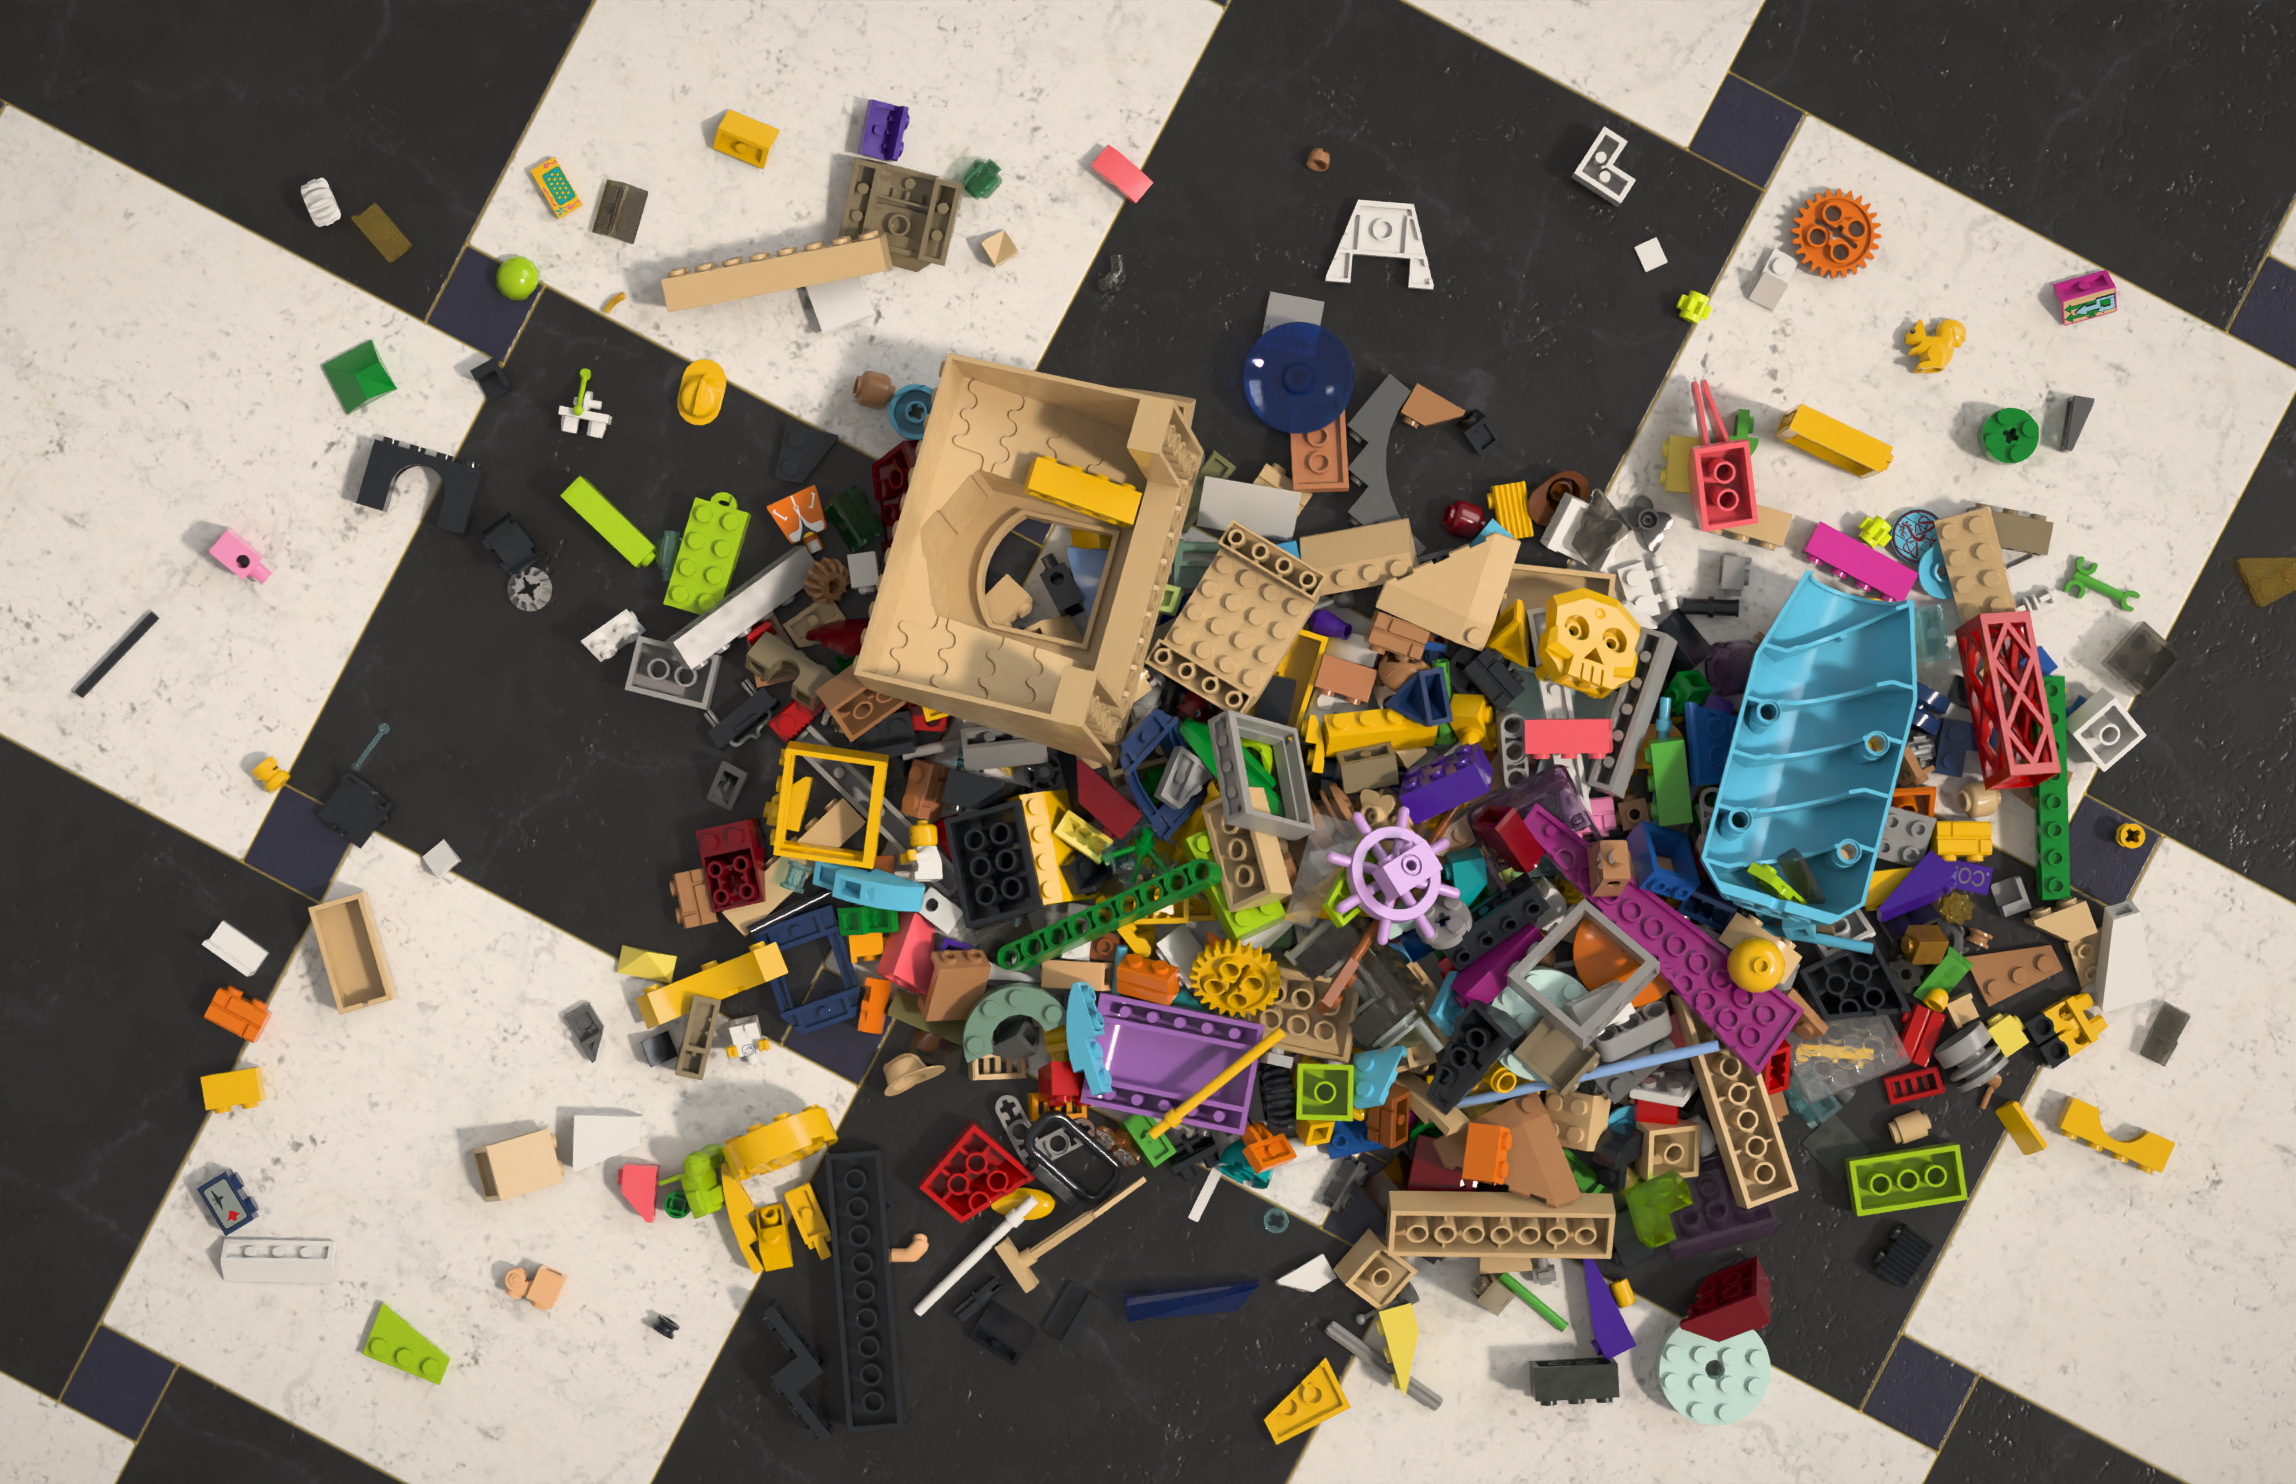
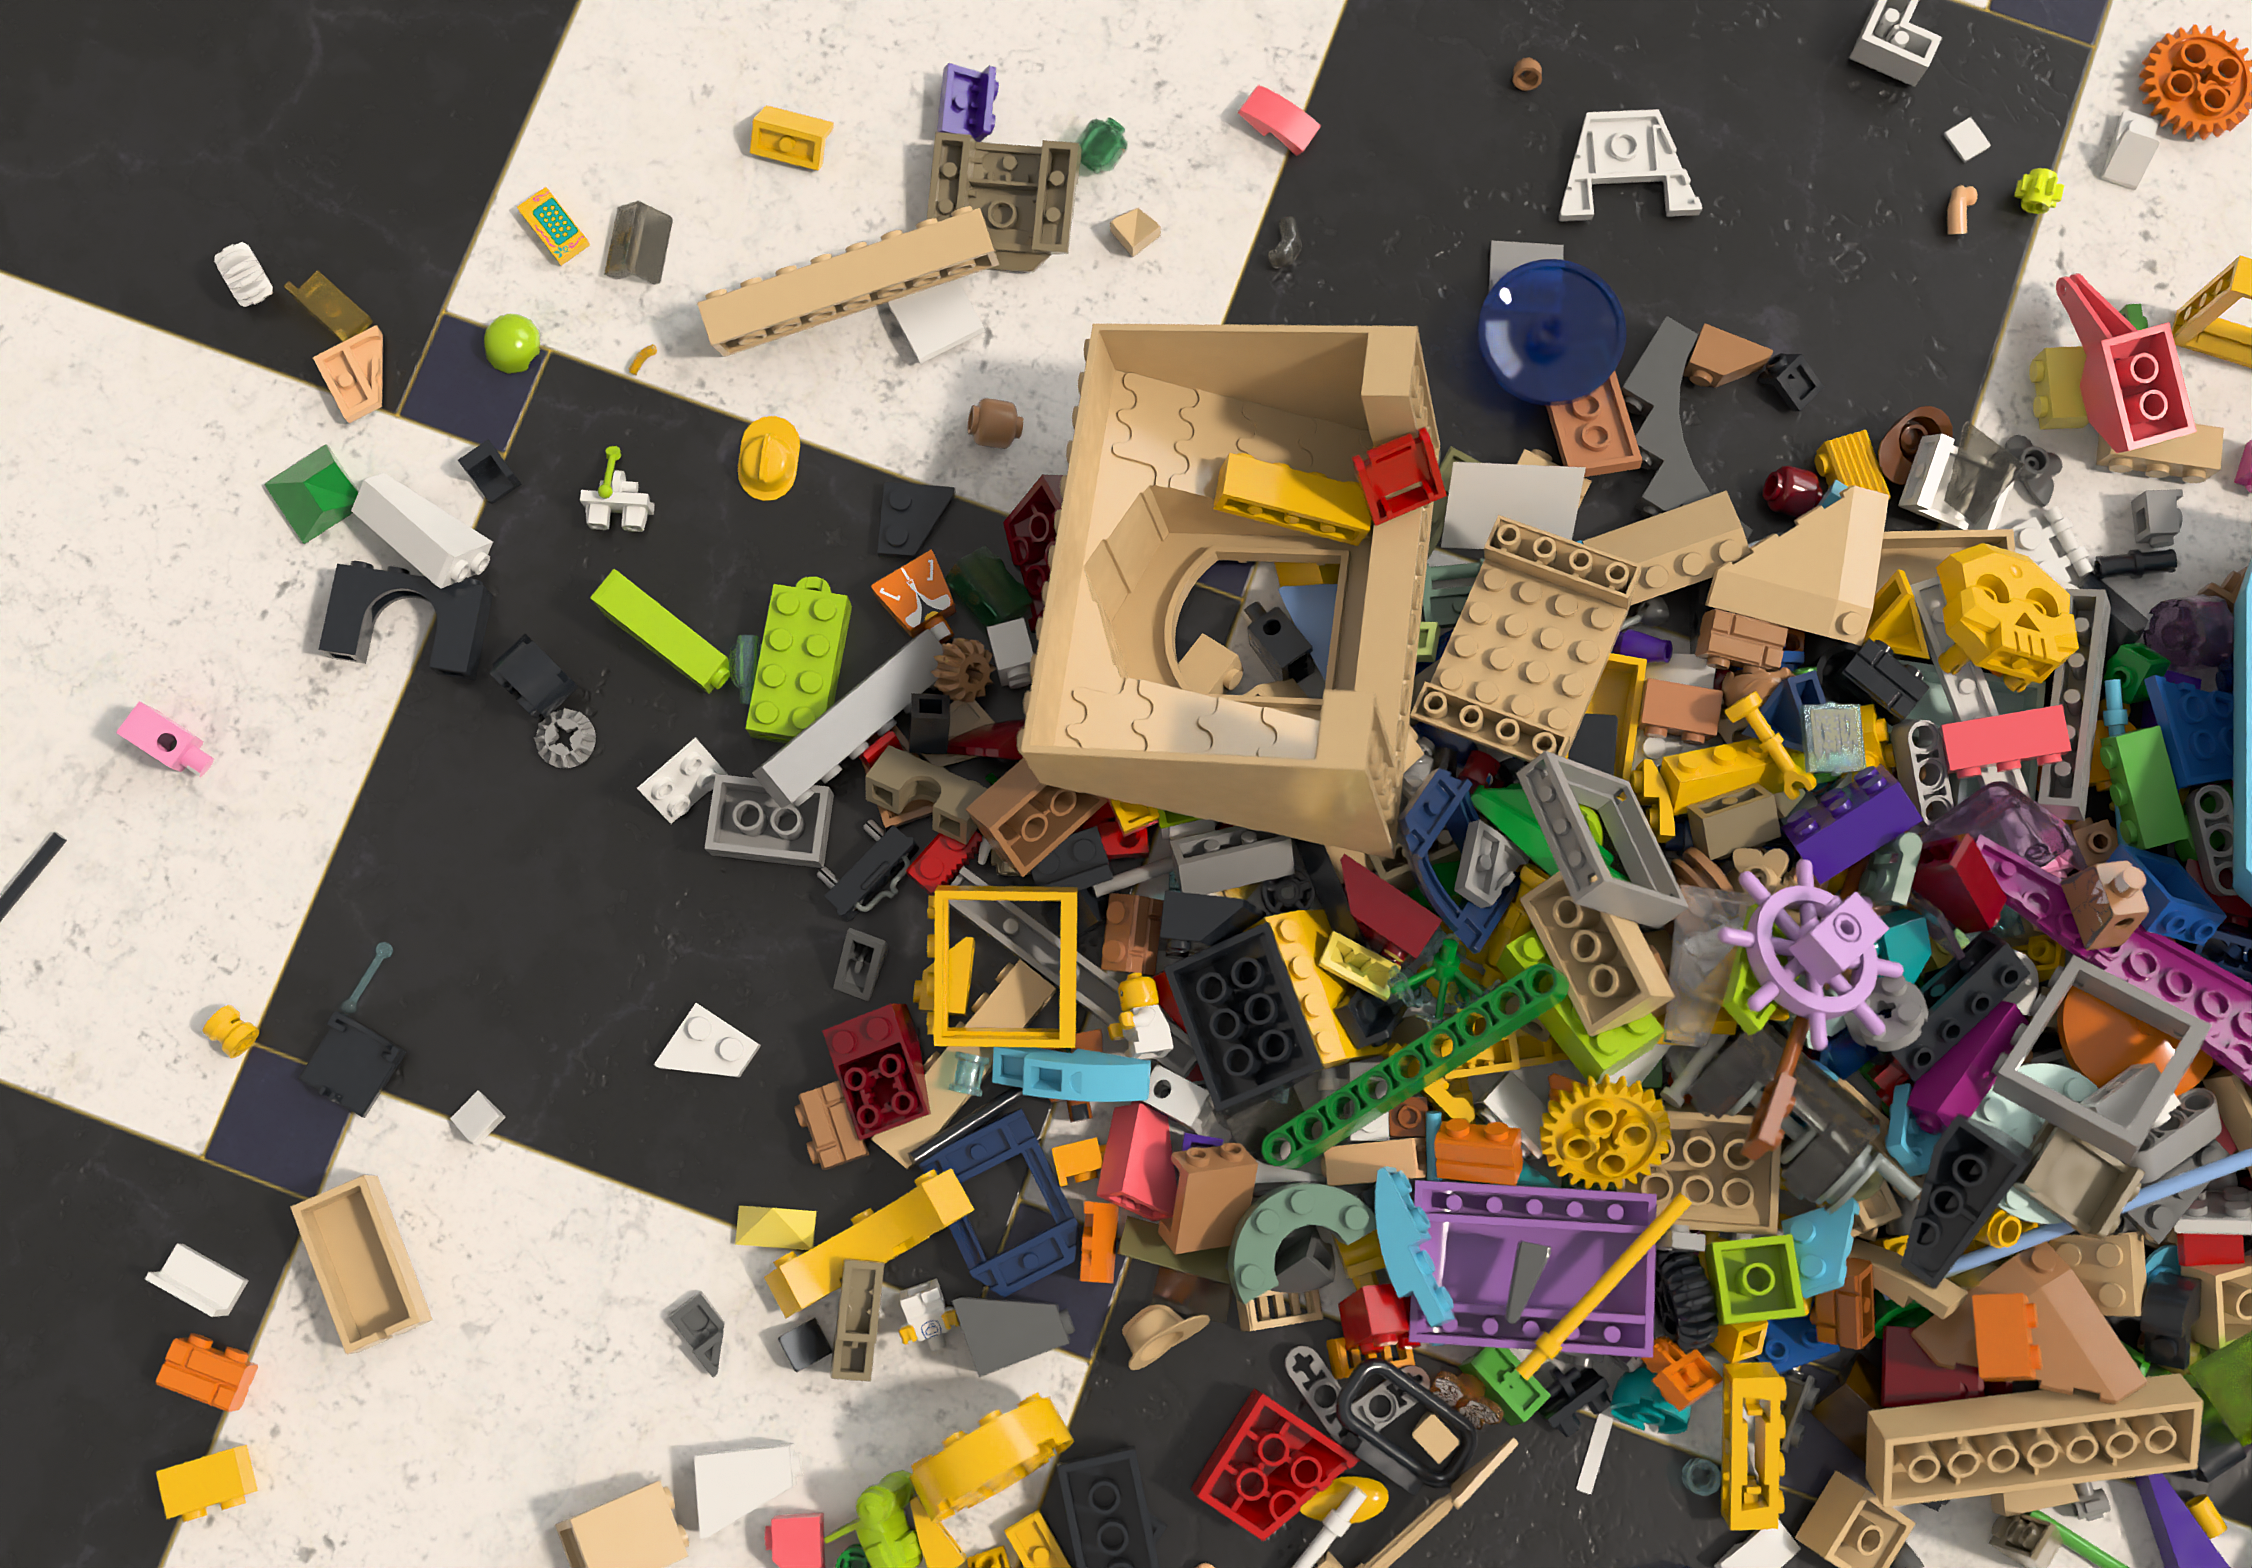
camera: 10 degrees left, 10 degrees down
(397, 288) = (355, 373): none -> light nougat wing
(438, 422) = (421, 531): none -> white slope
(611, 829) = (707, 1046): none -> white wing
(797, 618) = (929, 723): none -> black brick
(804, 1058) = (1010, 1330): none -> dark grey slope
(866, 919) = (1074, 1123): green slope -> none
(902, 406) = (1040, 425): medium azure brick -> none
(1091, 1169) = (1434, 1437): none -> tan slope
(1153, 488) = (1397, 467): none -> red container
(1165, 1064) = (1527, 1268): none -> dark grey slope
(1316, 1162) = (1742, 1500): none -> yellow brick
(1401, 716) = (1771, 743): none -> yellow piece
(1445, 719) = (1832, 738): none -> piece
(1462, 828) = (1891, 882): none -> sand green plate
(1629, 312) = (1957, 208): none -> light nougat arm

